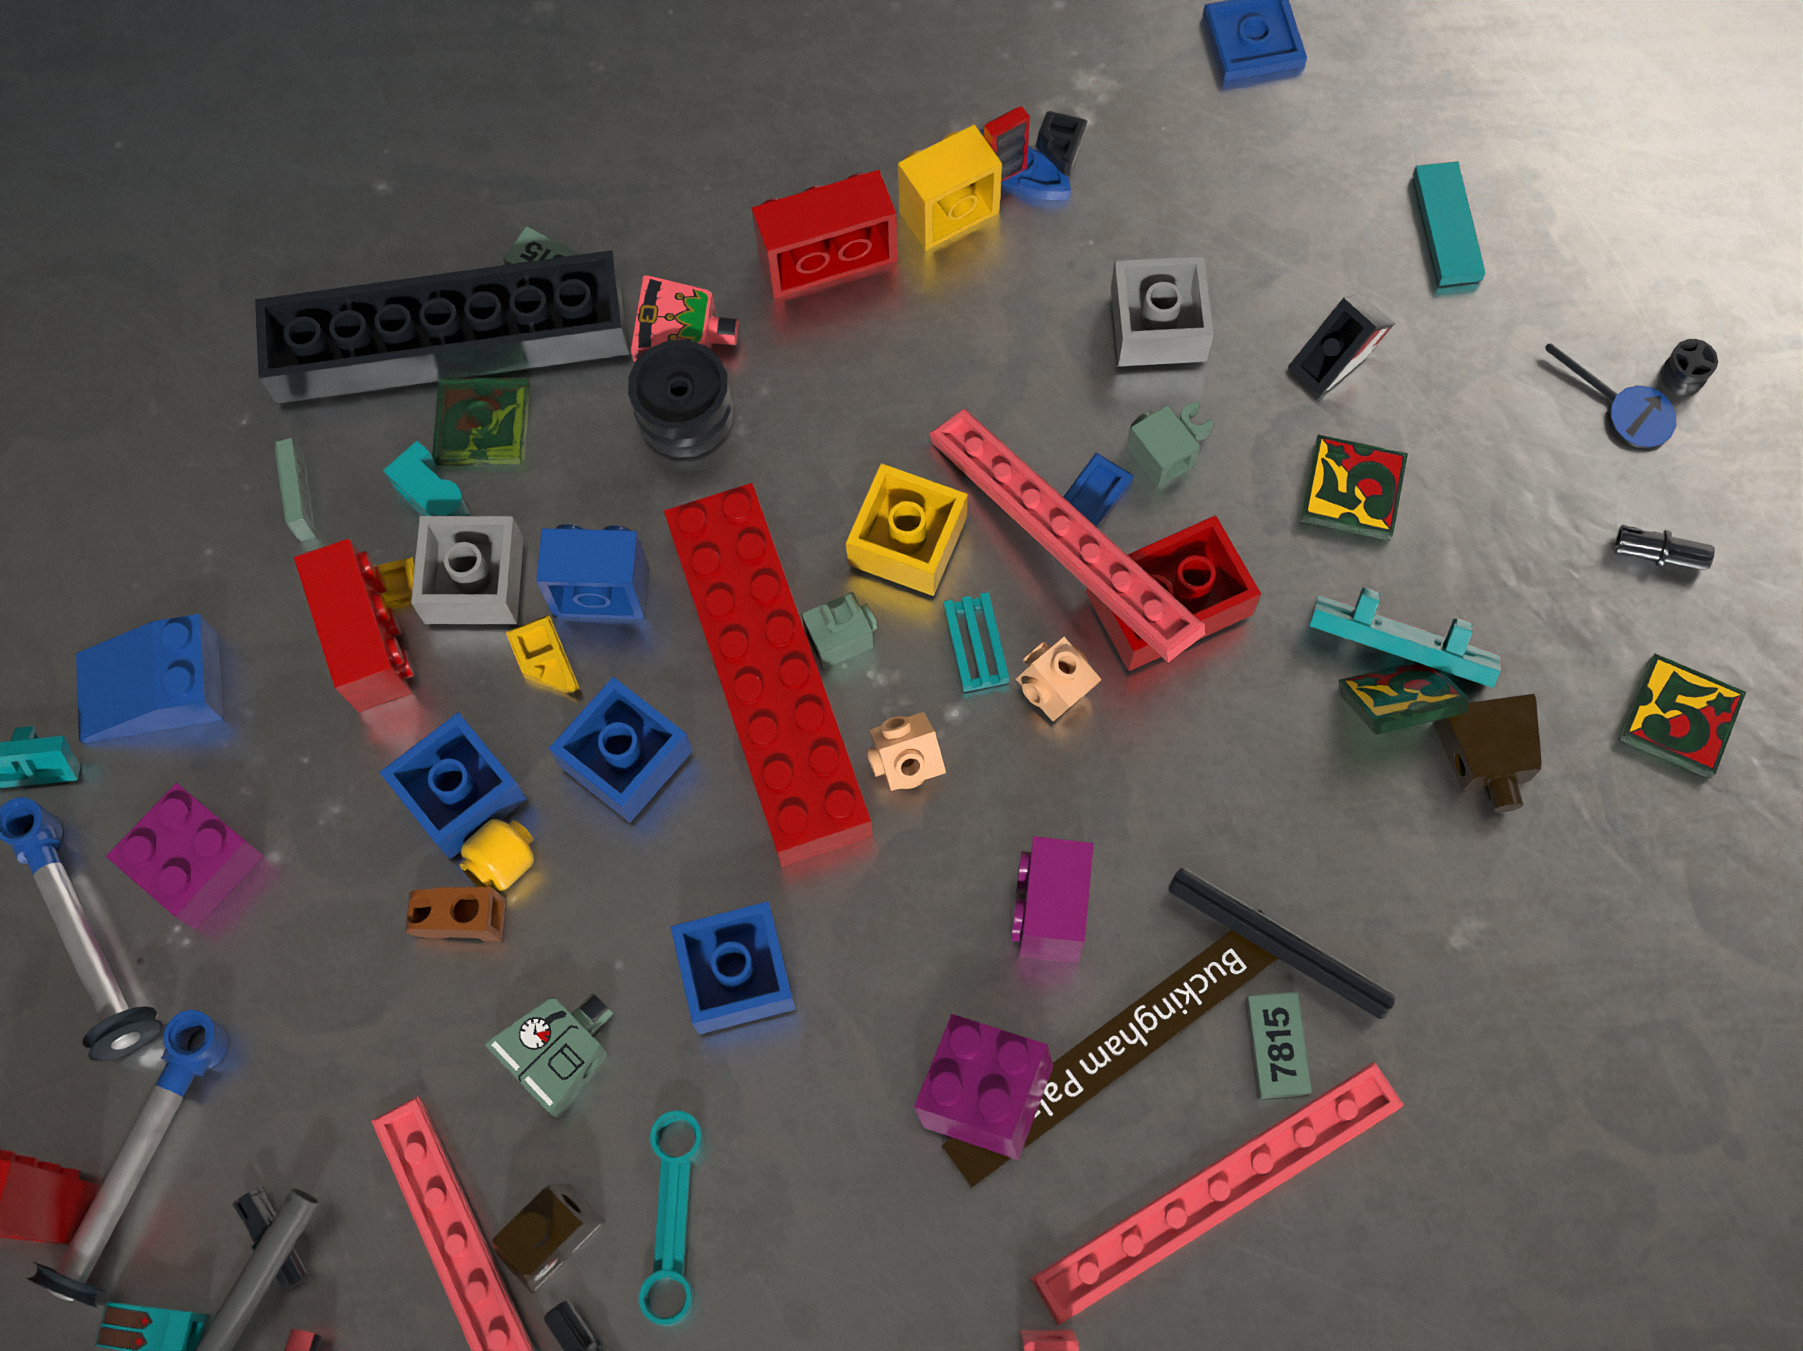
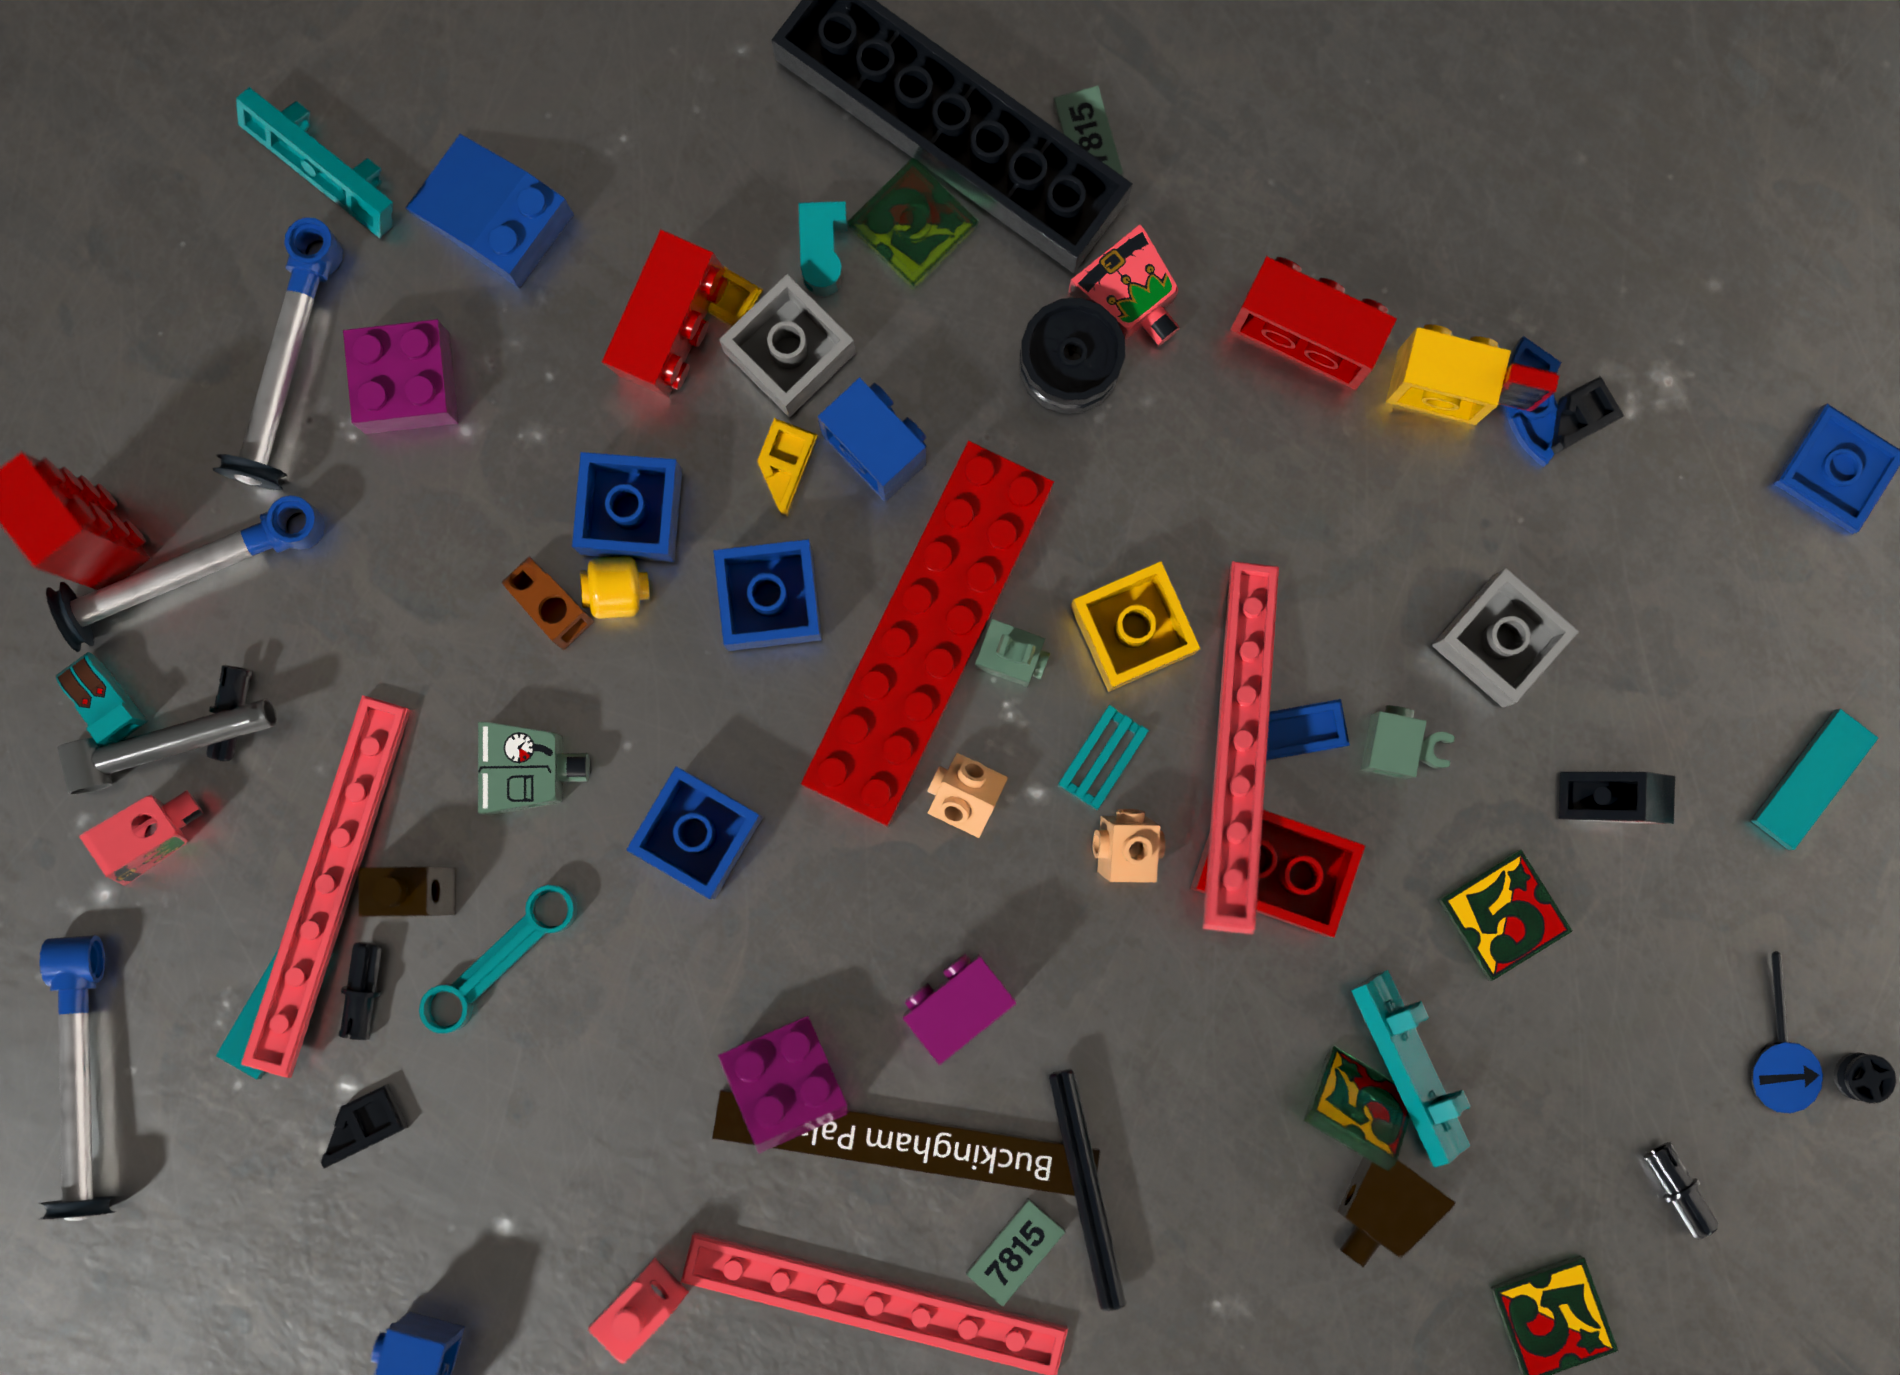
camera: 40 degrees right, 15 degrees up
(295, 489) = (725, 152): sand green tile -> none

